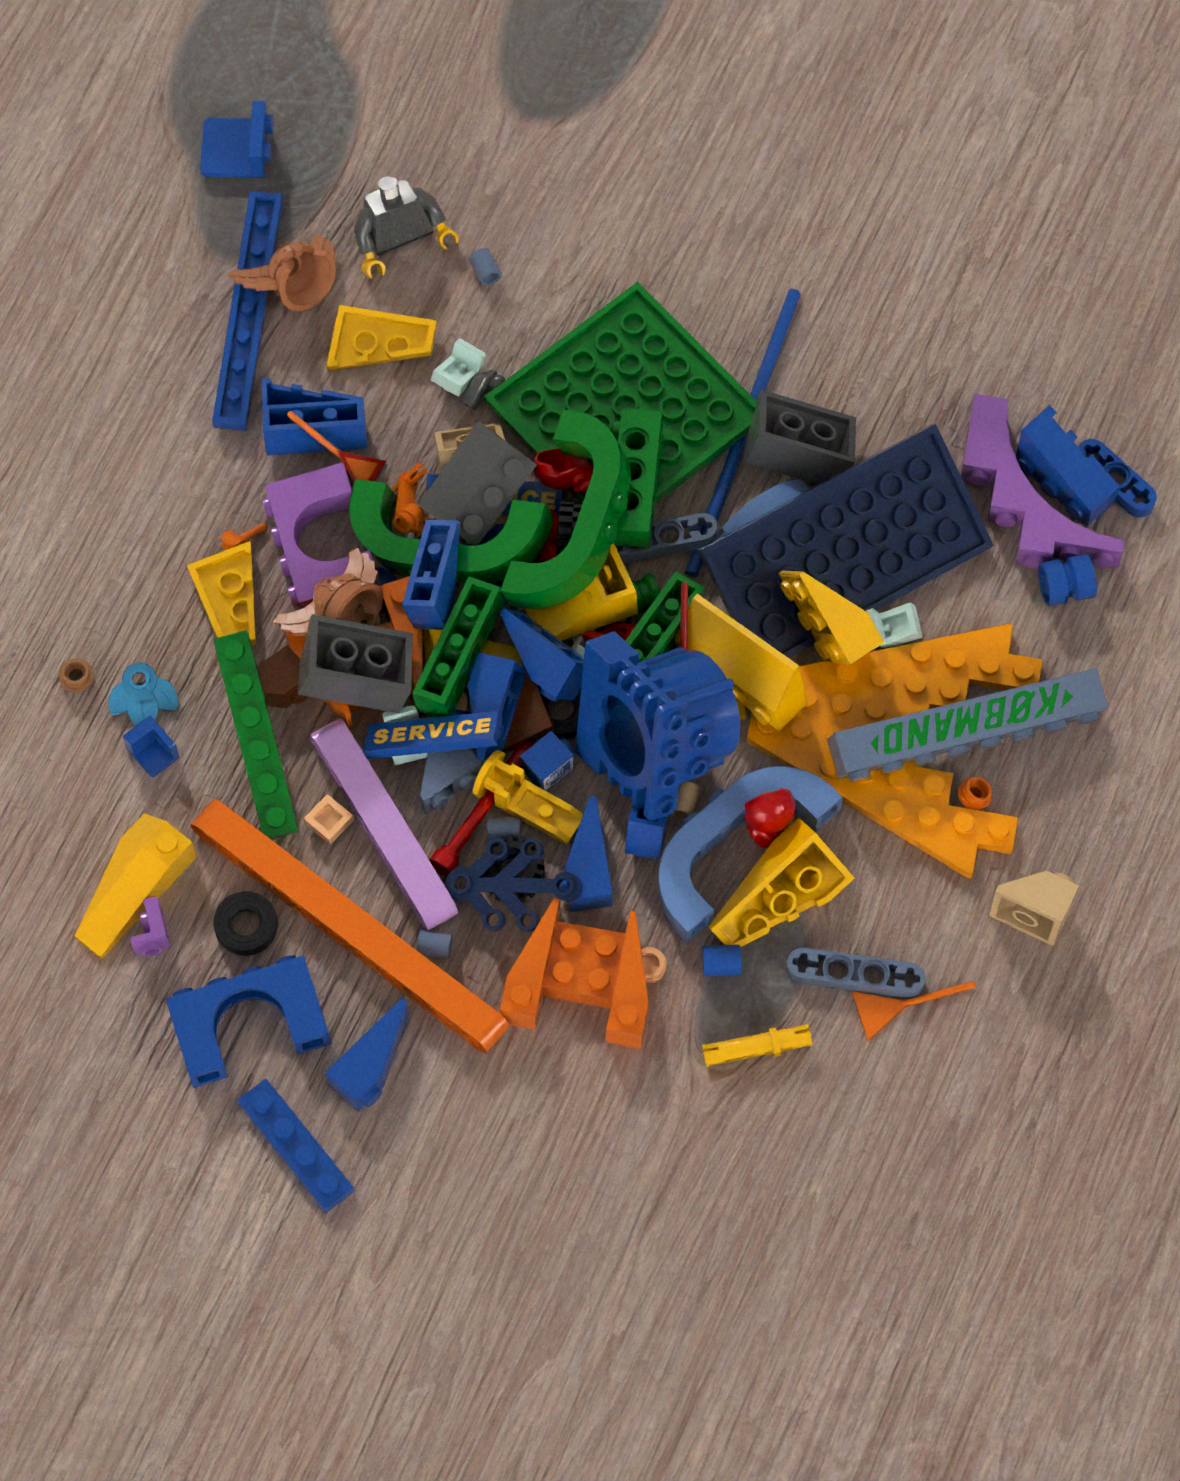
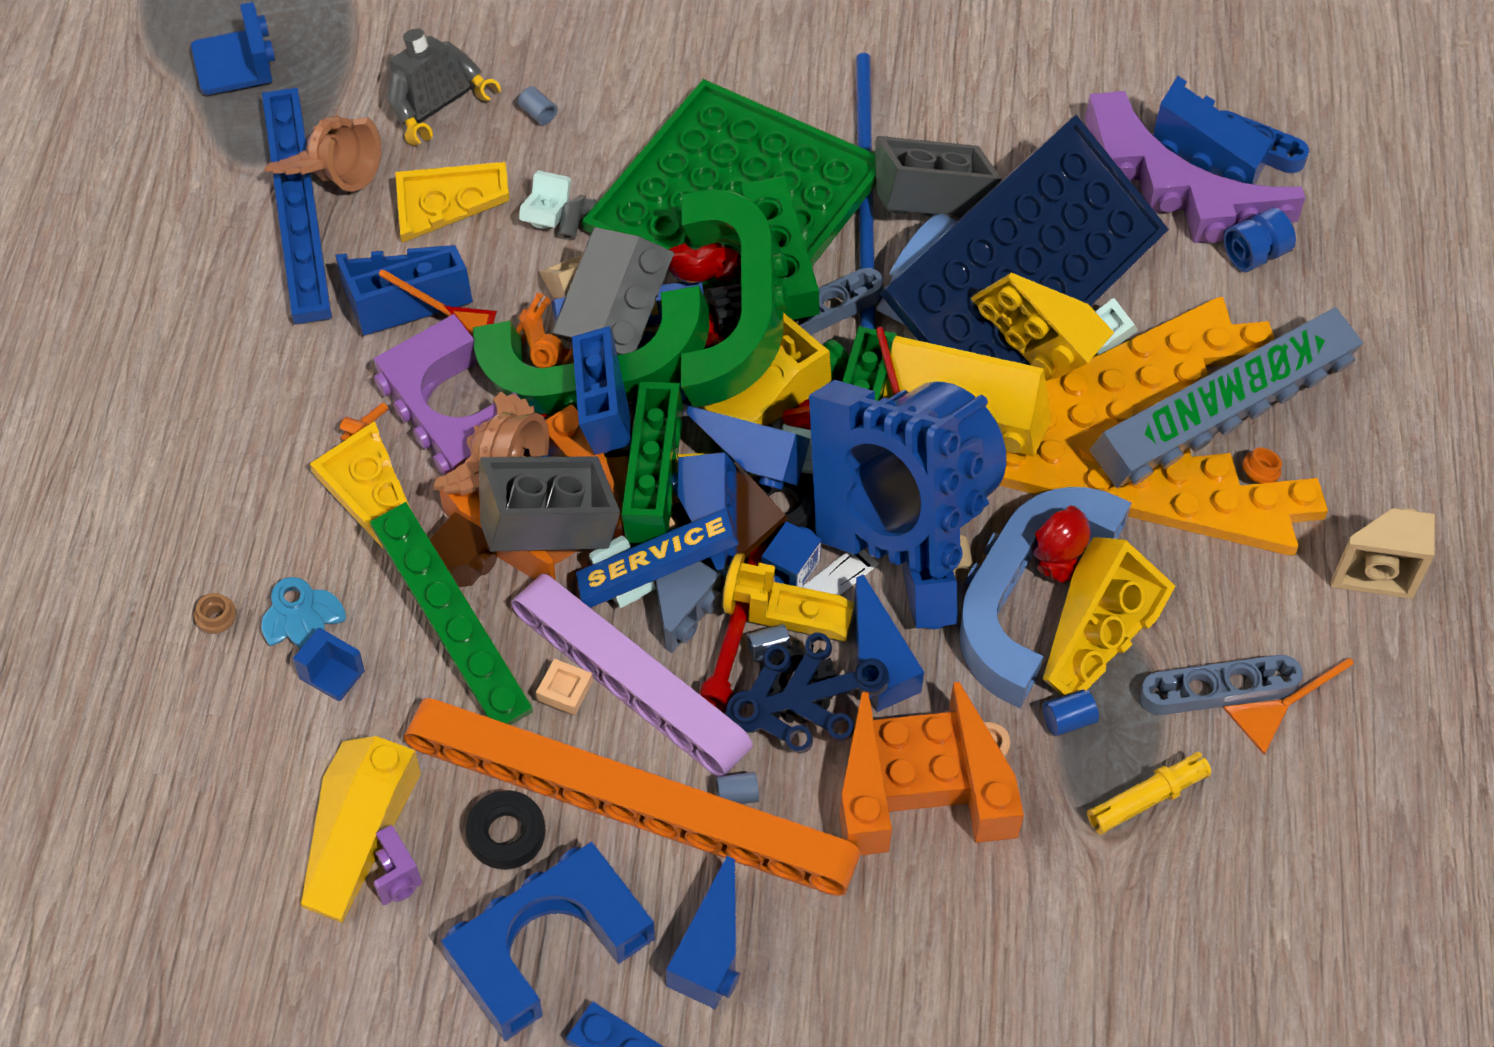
camera: 20 degrees left, 10 degrees down
(582, 787) = (842, 573): none -> white sticker

